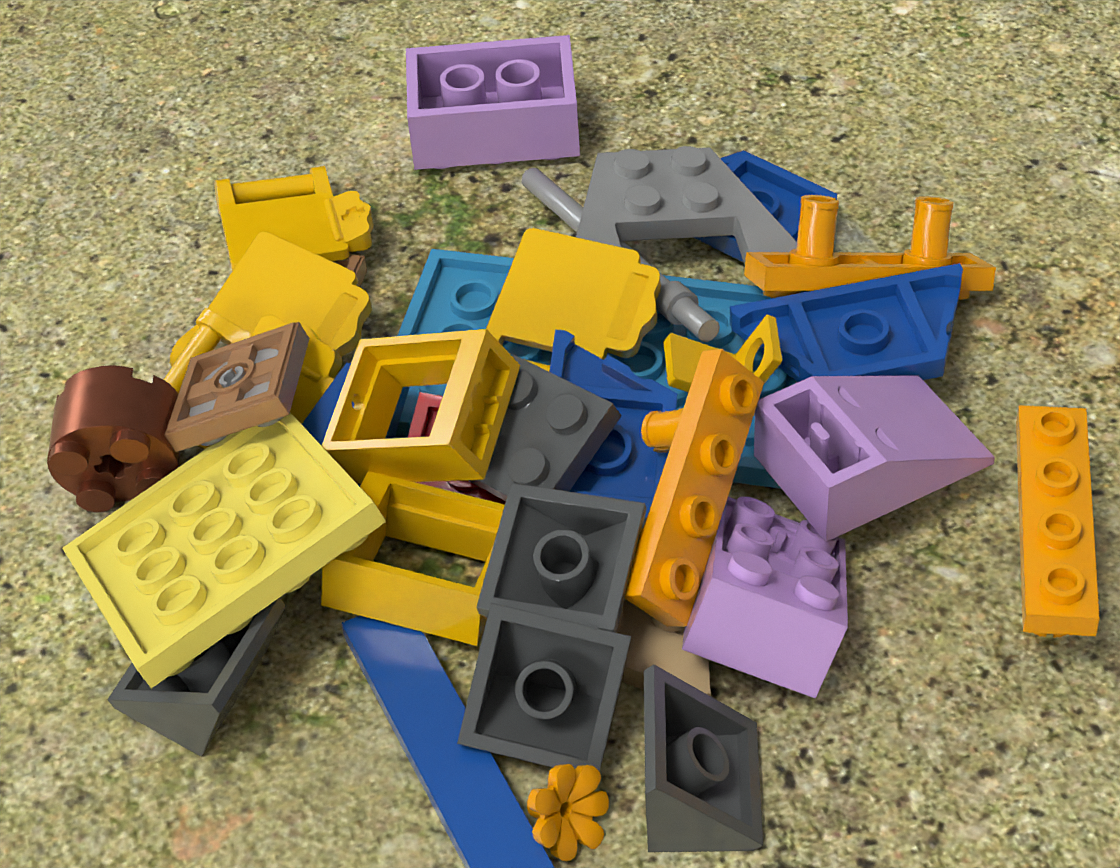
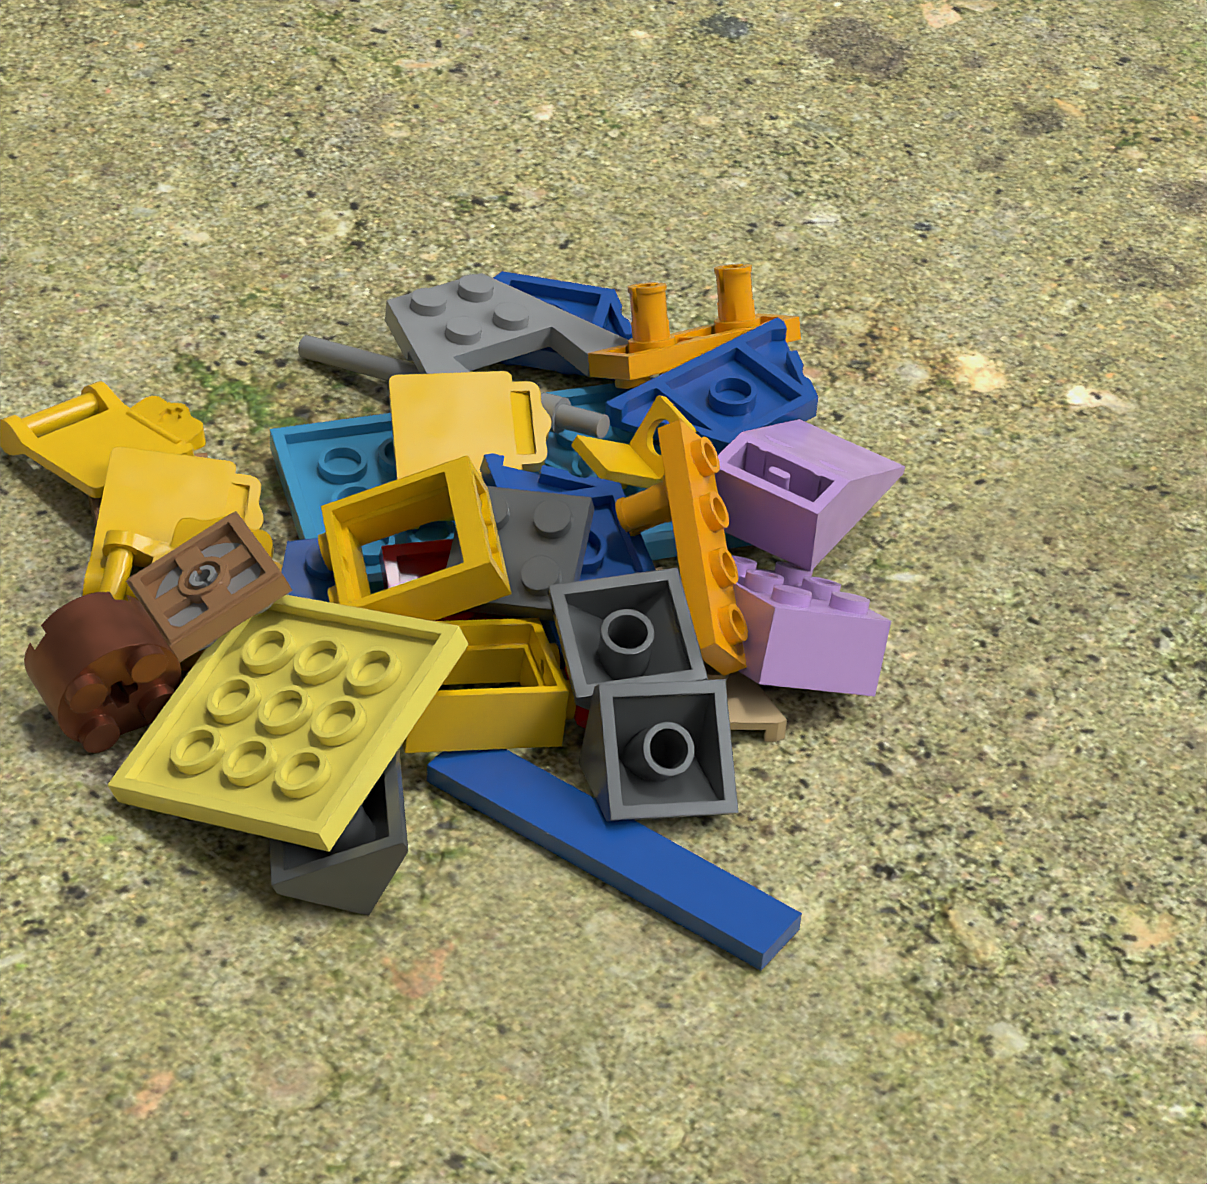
camera: 35 degrees left, 5 degrees down
(491, 102) = (232, 281): lavender brick -> none
(568, 809) = (732, 840): light orange plant -> none
(698, 770) = (811, 781): dark grey slope -> none
(1056, 522) = (992, 502): light orange plate -> none

